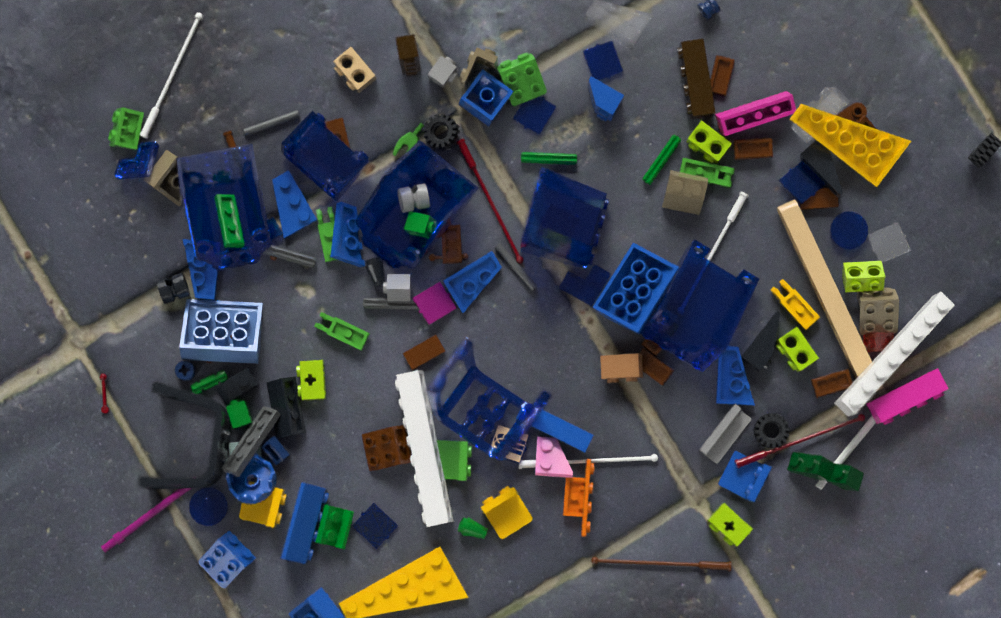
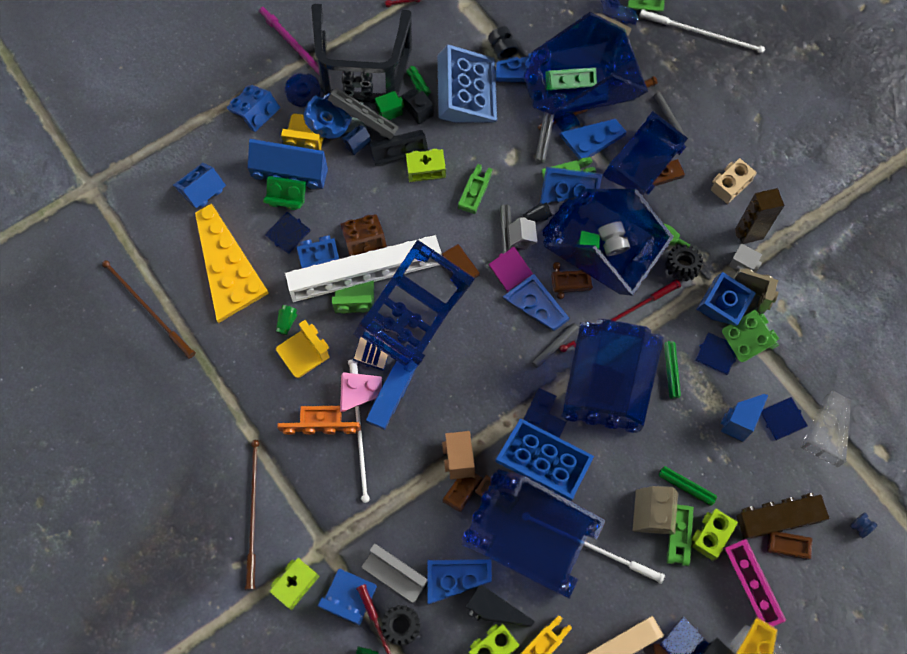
camera: 85 degrees right, 15 degrees down
(188, 370) = (426, 65): dark blue wheel -> none
(401, 494) = (317, 252): none -> blue bracket
(753, 148) = (714, 585): reddish brown plate -> none

